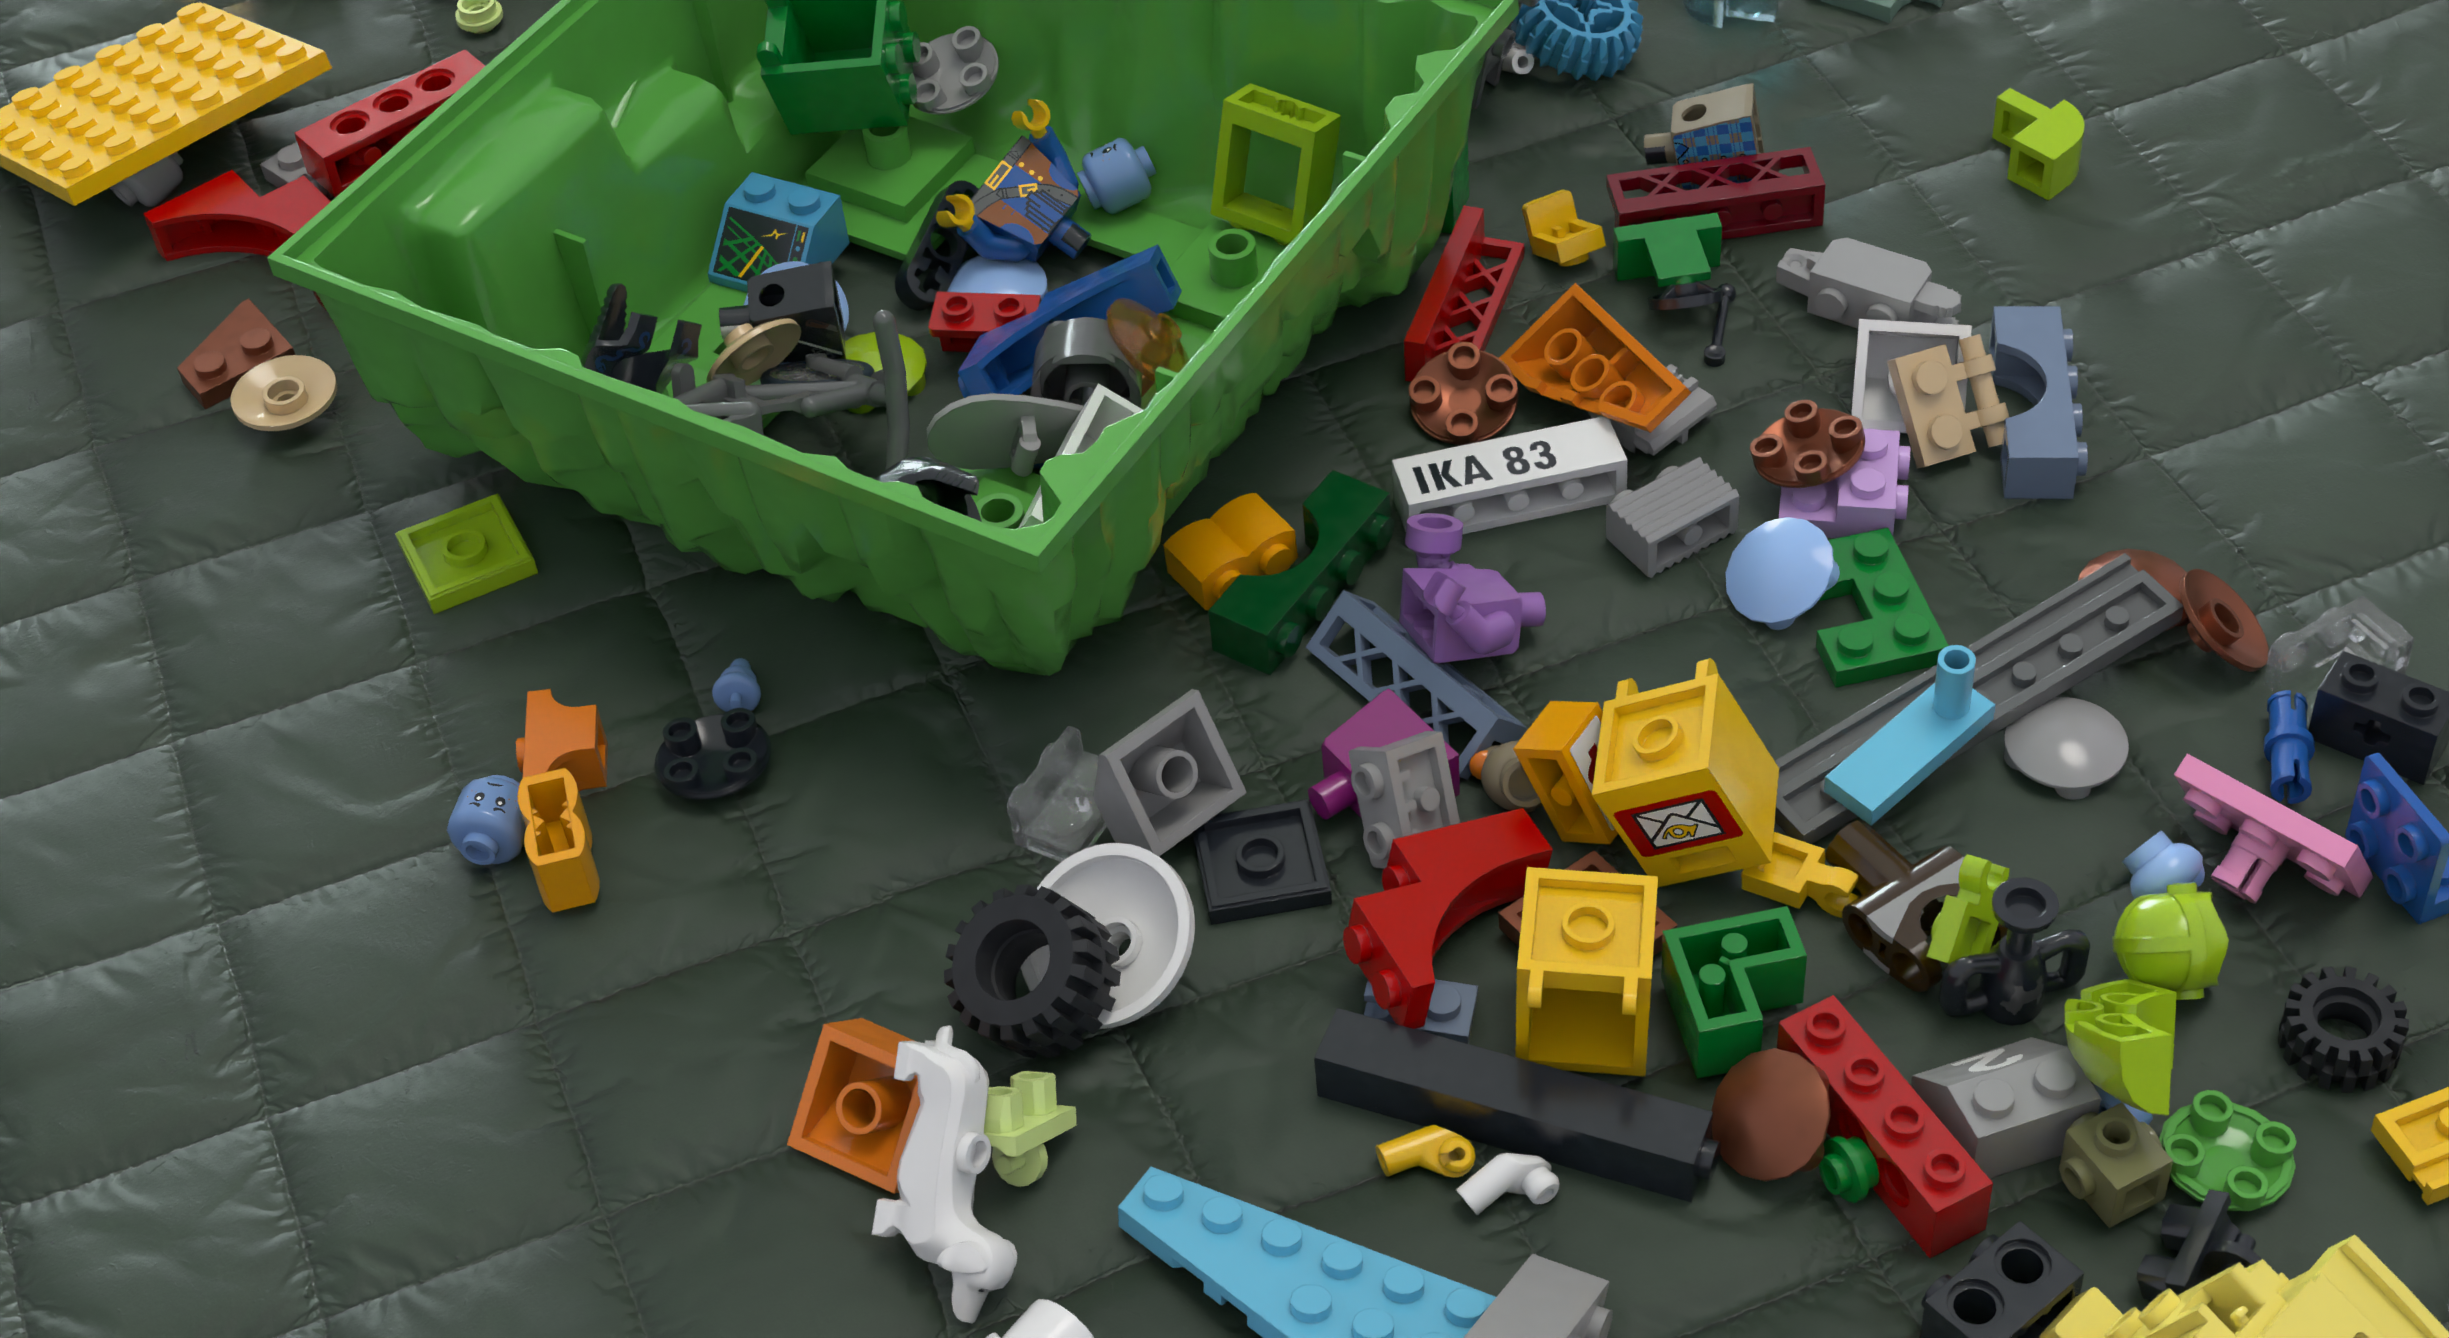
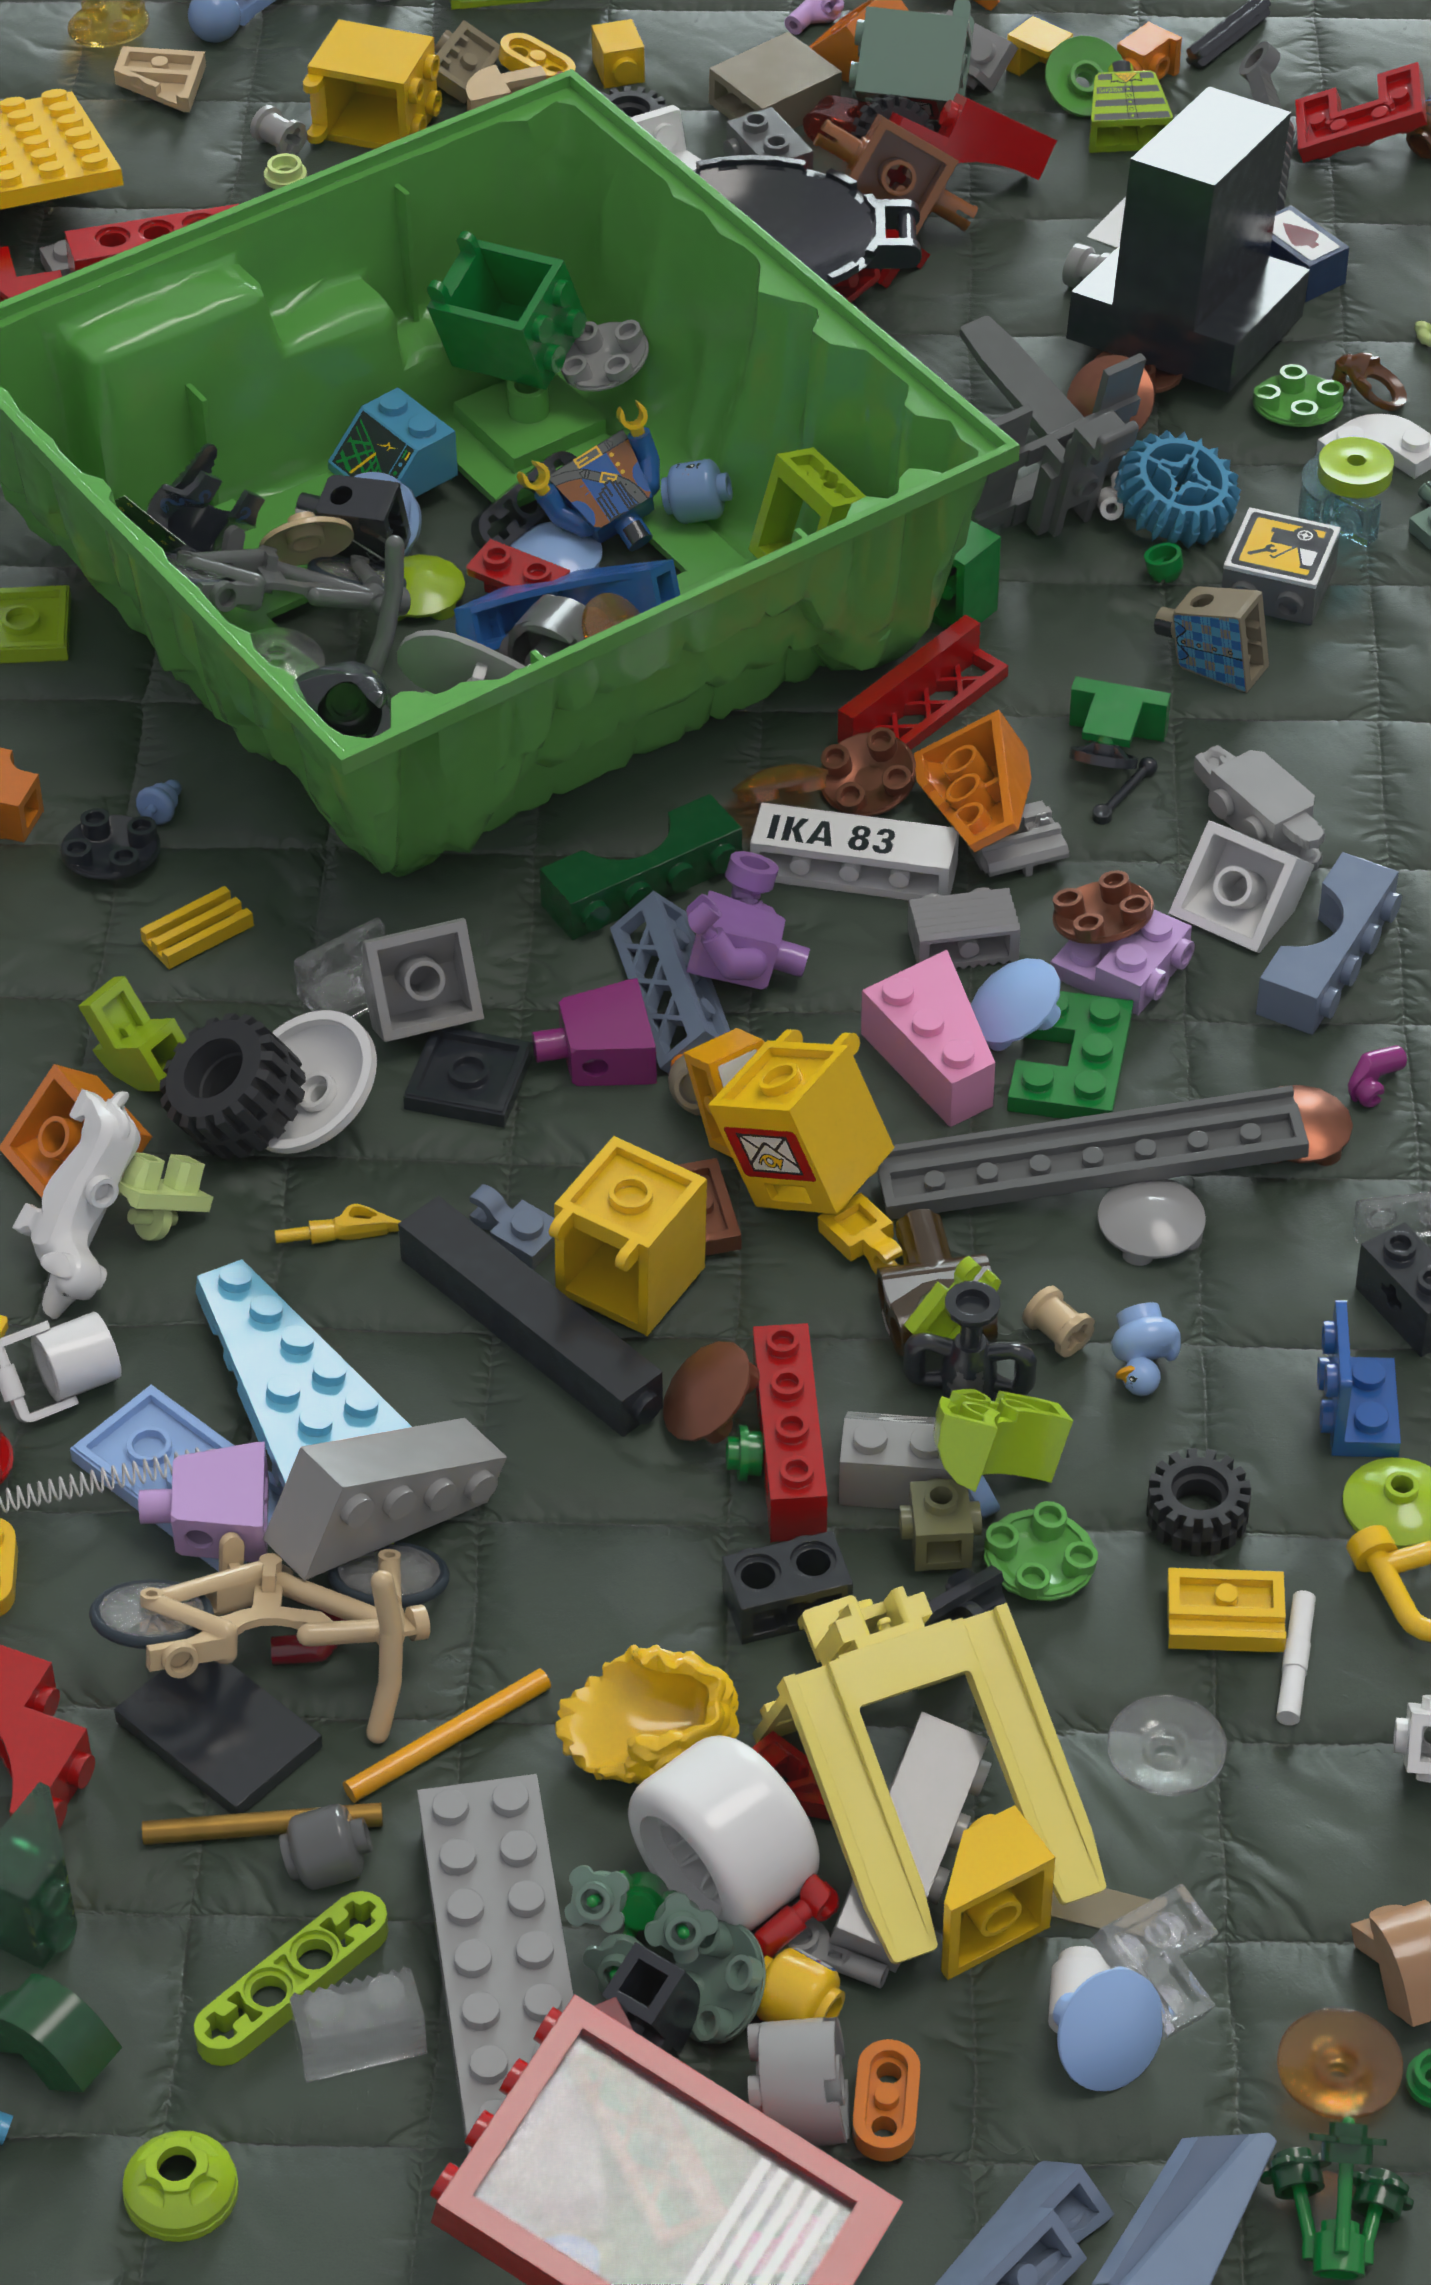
camera: 20 degrees right, 0 degrees up
(852, 806) = (193, 922): none -> yellow tile
(881, 968) = (130, 1041): none -> lime brick
(1236, 540) = (605, 826): light orange brick -> none
(1236, 1084) = (354, 1223): none -> yellow hand
(1382, 436) = (765, 783): none -> clear orange dish
(1402, 791) = (593, 1067): light grey bracket -> none
(1428, 1148) = (452, 1324): yellow arm -> none
(1429, 892) = (528, 1157): red arch -> none
(1510, 1174) = (496, 1362): white arm -> none
(1557, 231) = (1041, 662): yellow bracket -> none
(1602, 86) = (1164, 562): none -> green hinge
(1711, 613) = (932, 1037): none -> bright pink wedge
(1720, 52) = (1284, 560): none -> piece
(1724, 977) = (747, 1281): green brick -> none
(1756, 207) = (1199, 698): dark red fence -> none
(1914, 740) = (1014, 1167): medium azure piece -> none
(1933, 405) = (1233, 913): tan plate -> none
(2073, 889) = (1058, 1321): none -> tan bush
(2163, 513) = (1364, 1081): none -> magenta arm
(2172, 940) = (1101, 1385): lime cap -> none
(2222, 621) = (1341, 1166): copper dish -> none
(2267, 836) = (1238, 1340): bright pink plate -> none
(2289, 747) = (1323, 1286): blue pin -> none

